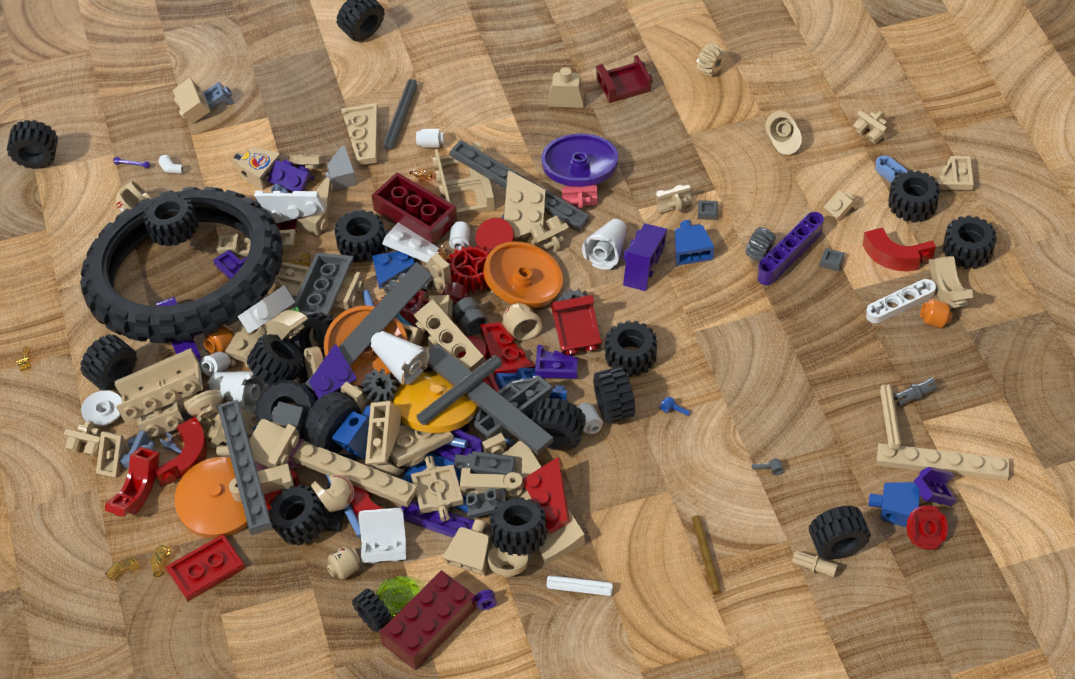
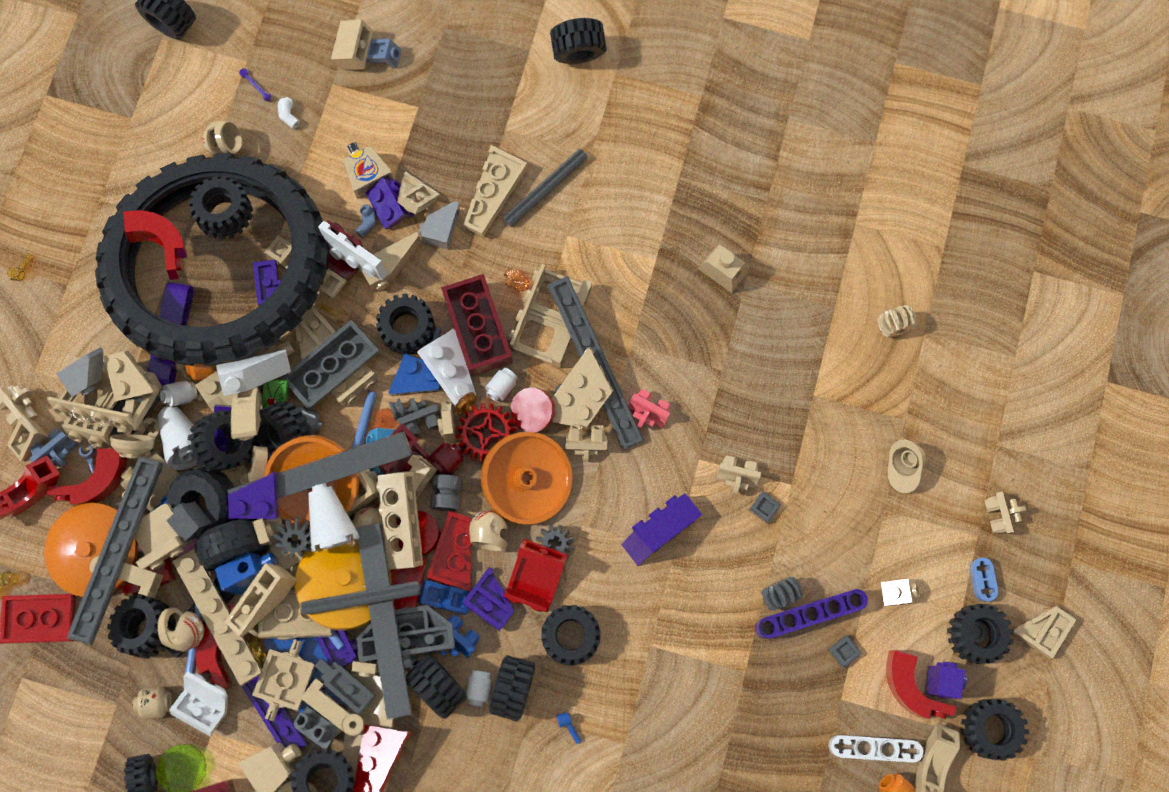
camera: 25 degrees right, 25 degrees up
(97, 403) = (40, 376): white dish -> none
(108, 361) = (77, 333): black tyre -> none
(133, 377) = (83, 373): none -> light grey slope
(134, 256) = (155, 228): none -> red arch
(172, 359) = (127, 376): none -> tan wing
(429, 138) = (551, 240): white brick -> none
(579, 160) = (676, 368): dark purple dish -> none
(605, 245) = (634, 490): white cone -> none
(624, 81) = (794, 287): dark red panel -> none
(692, 244) = (717, 542): blue torso -> none
(913, 227) = (945, 681): none -> dark purple brick

